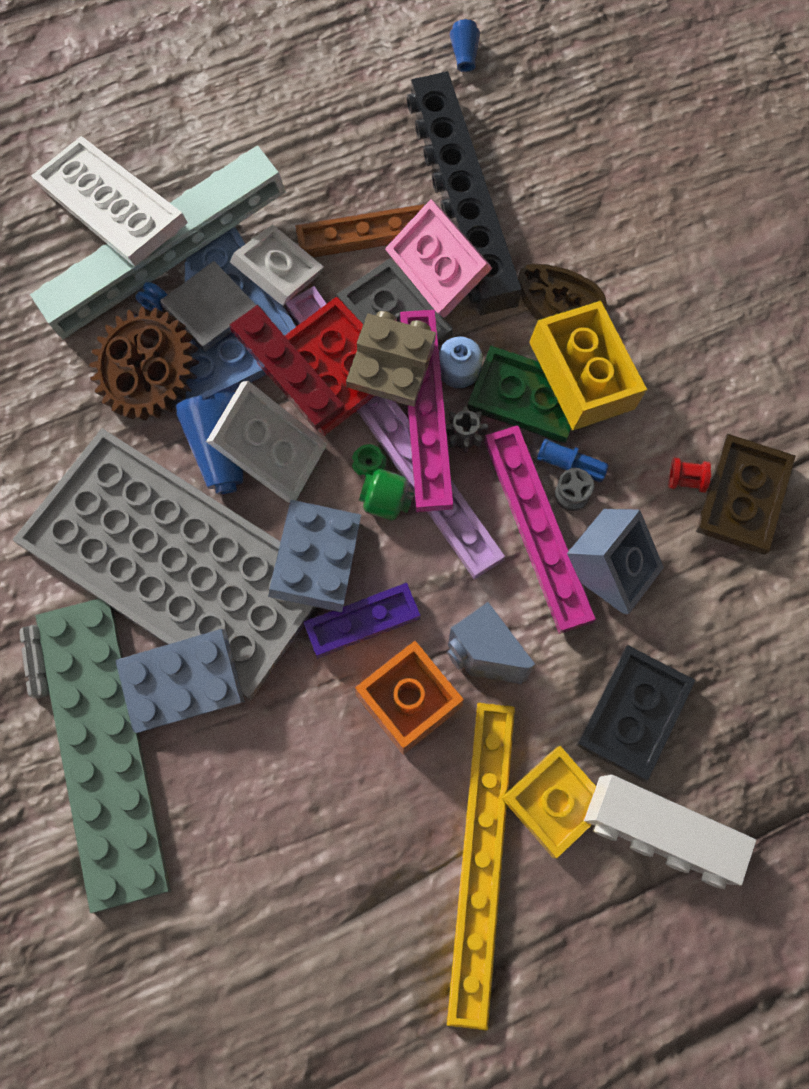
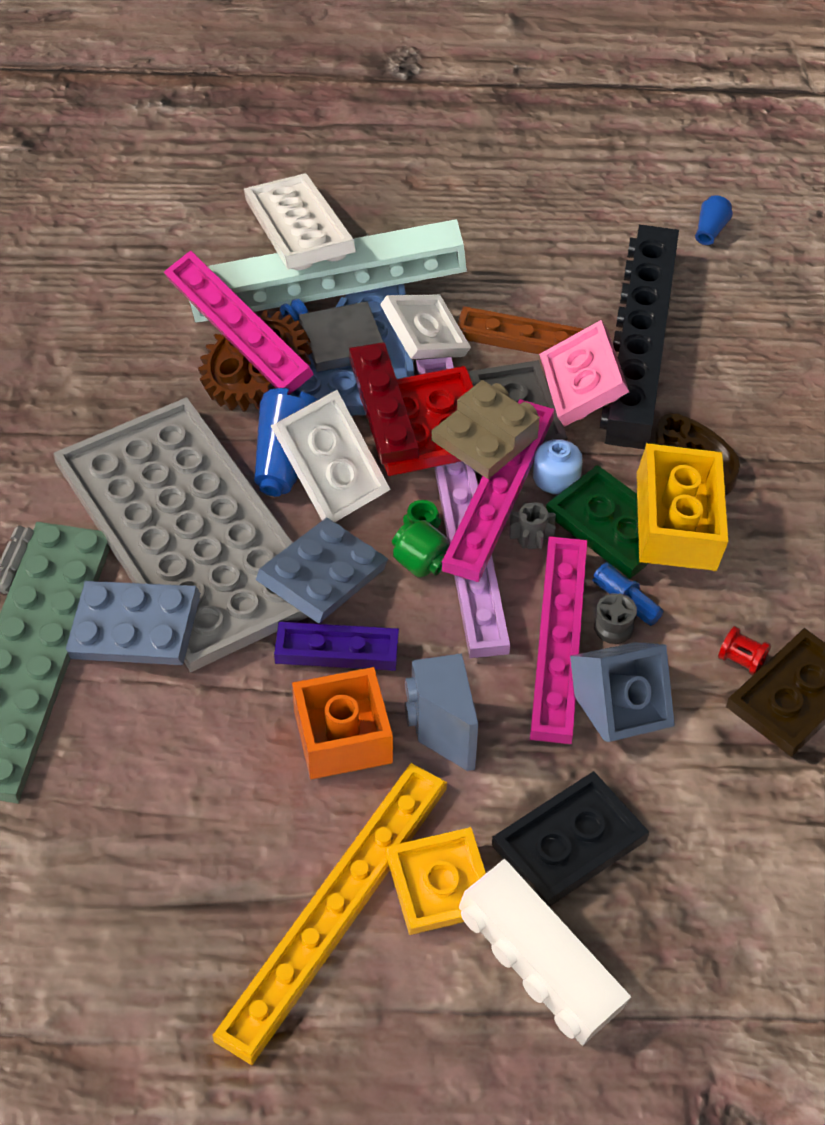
camera: 25 degrees right, 20 degrees down
(114, 339) = (238, 323): none -> dark pink plate

